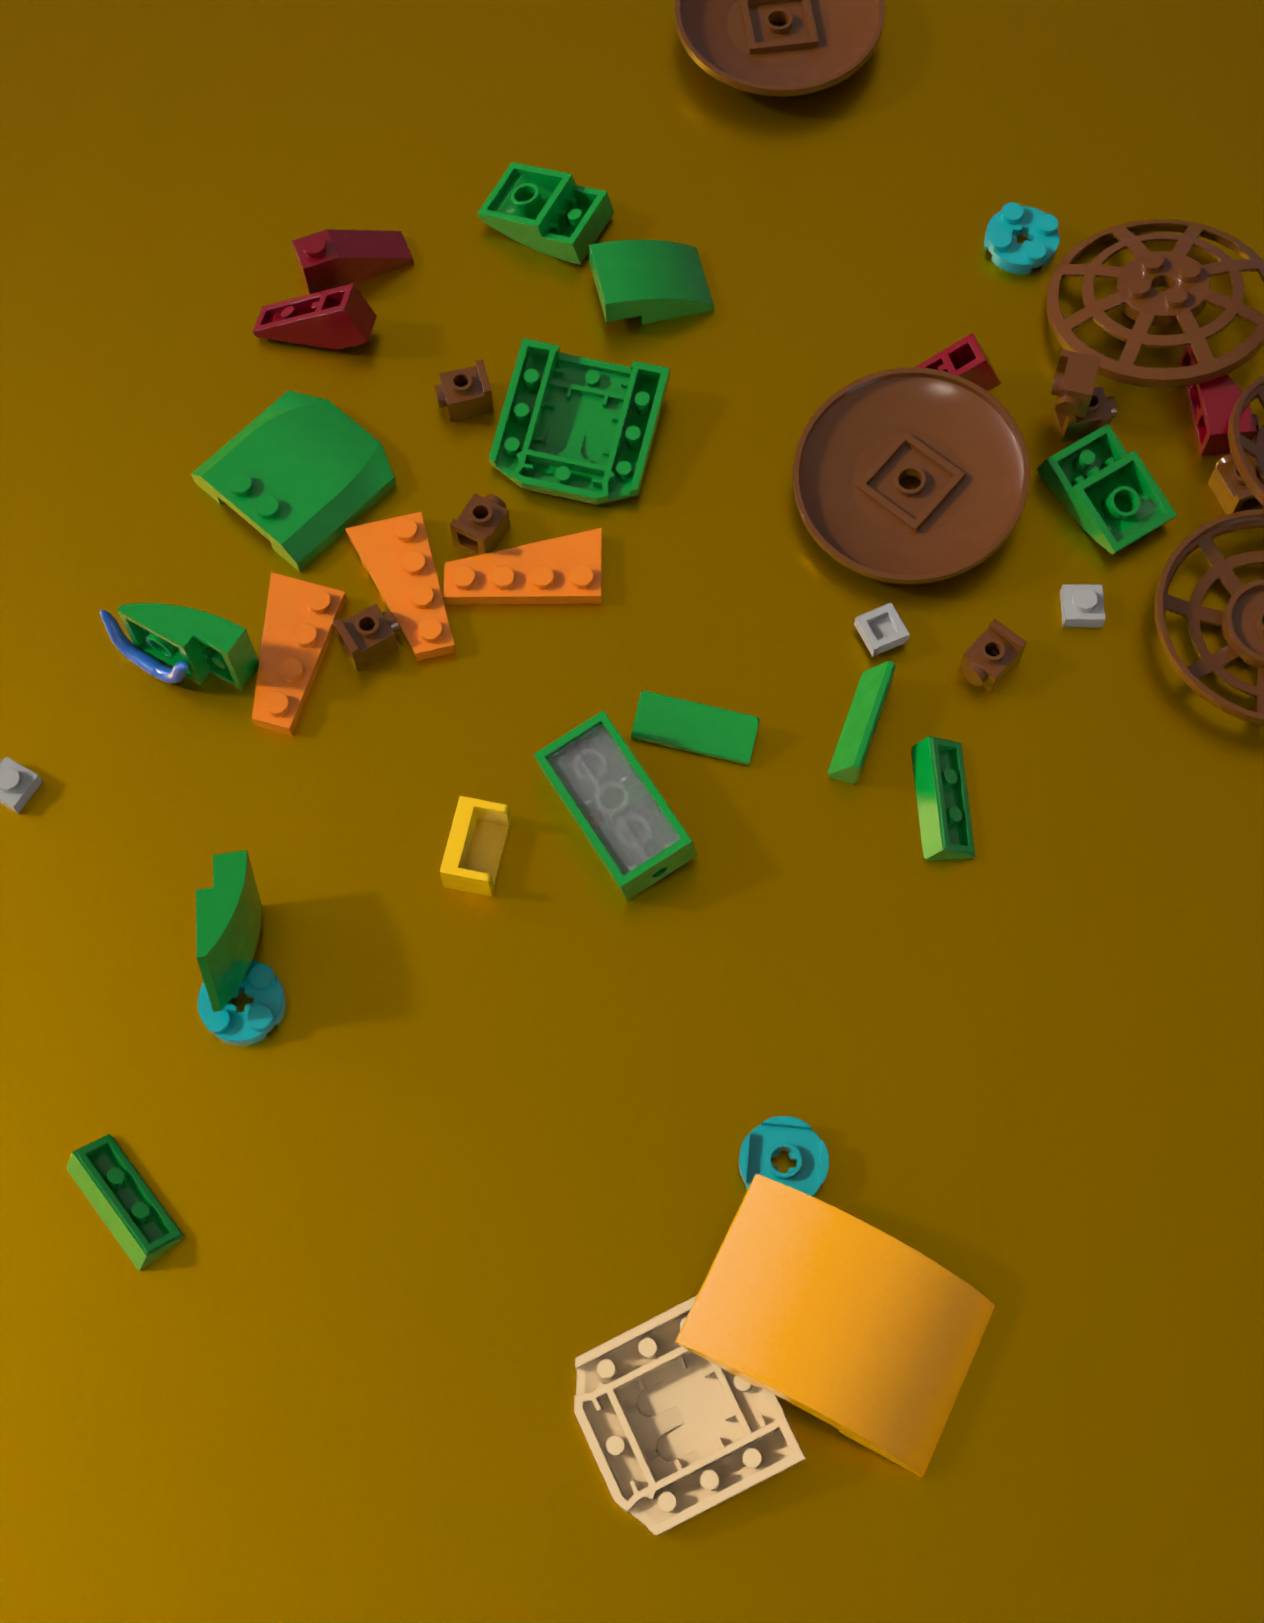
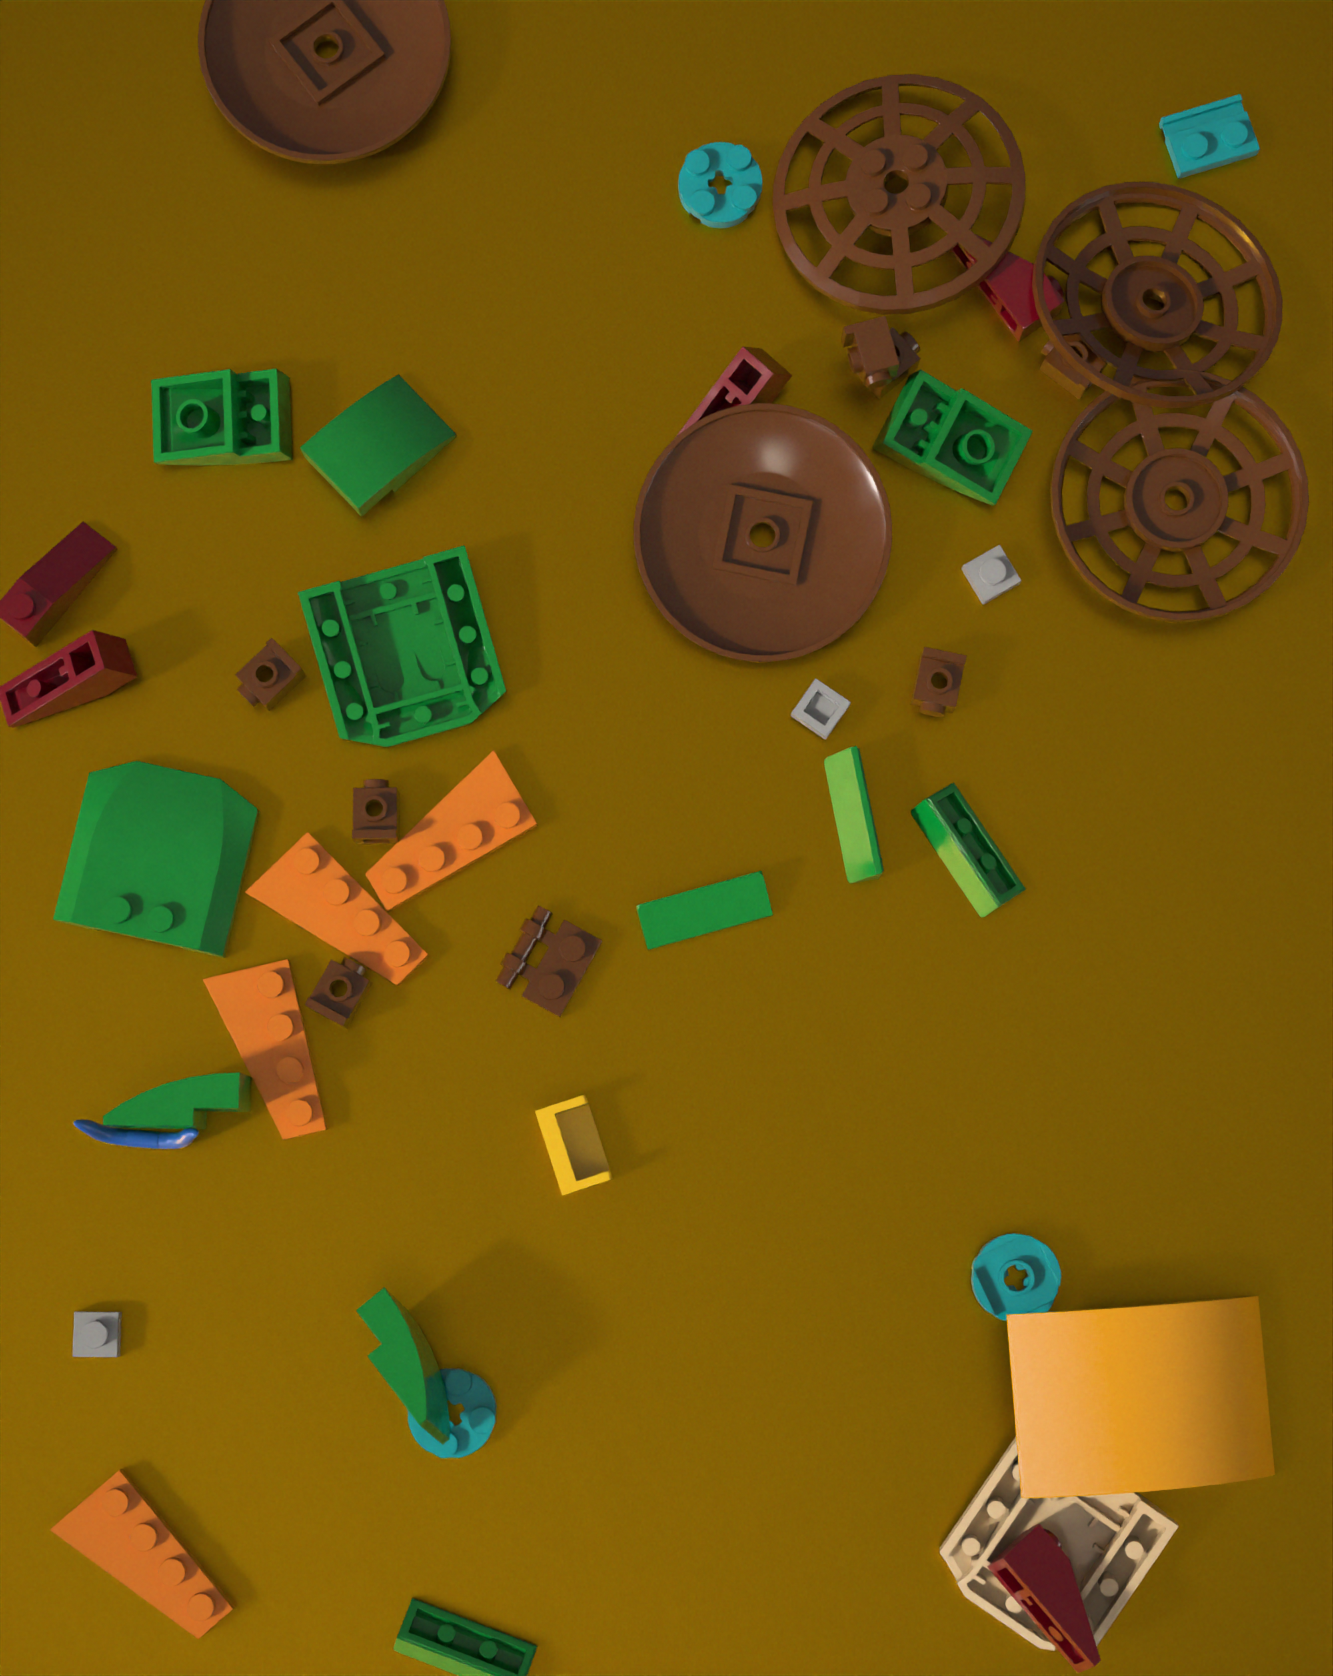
camera: 35 degrees left, 15 degrees up
(552, 712) = (560, 968): none -> reddish brown plate
(616, 805) = (679, 1034): clear brick -> none
(649, 1437) = (1046, 1589): none -> dark red slope

